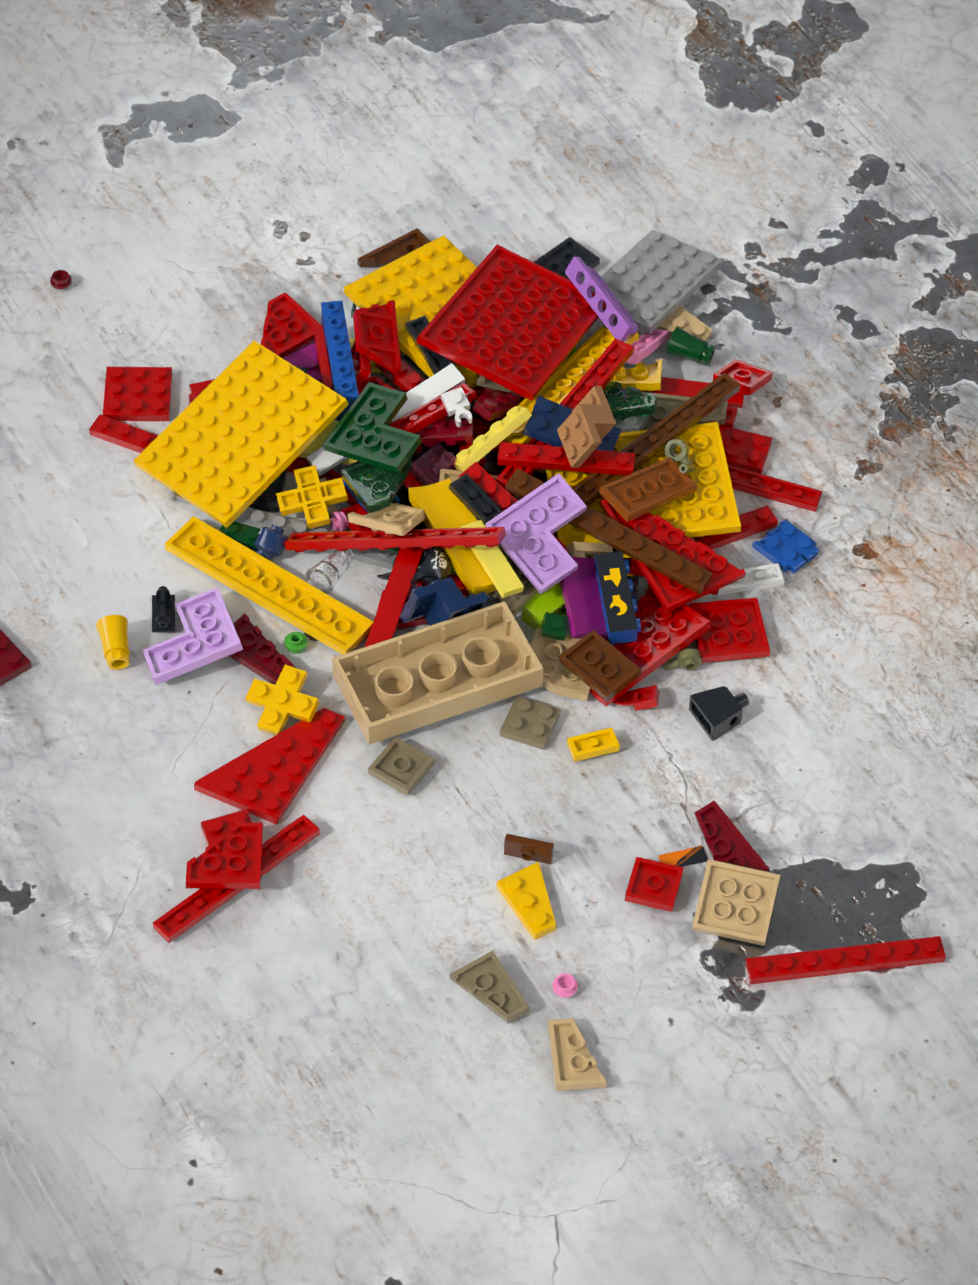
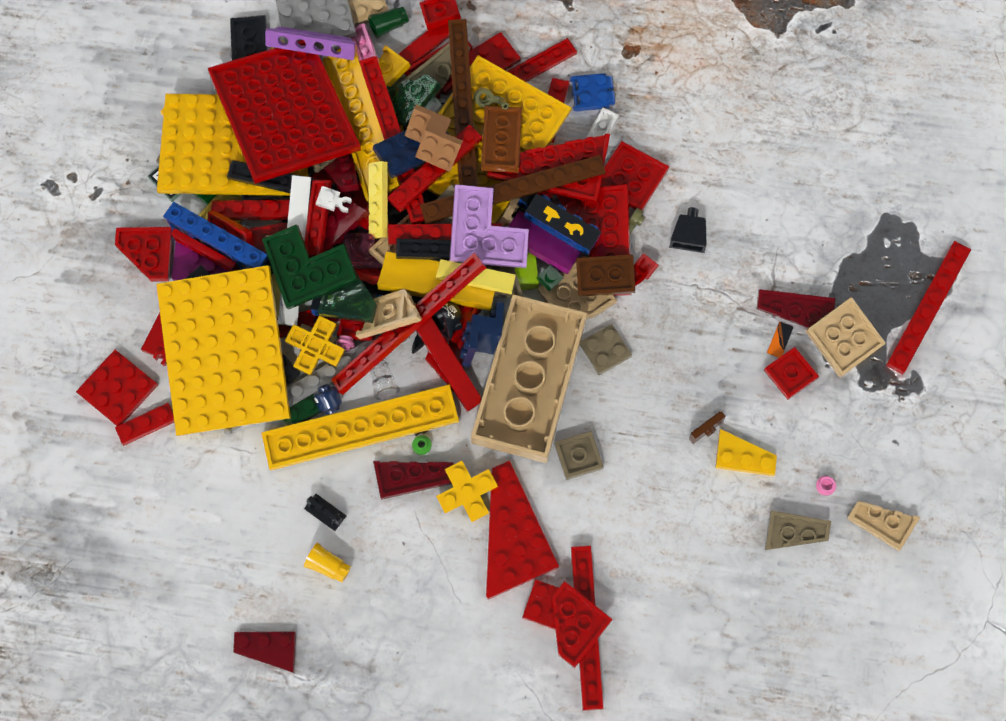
camera: 45 degrees left, 20 degrees up
(206, 638) = (379, 506): lavender plate -> none
(378, 335) = (222, 201): red wing -> none
(393, 249) = (145, 126): reddish brown wing -> none
(593, 744) = (655, 325): yellow plate -> none

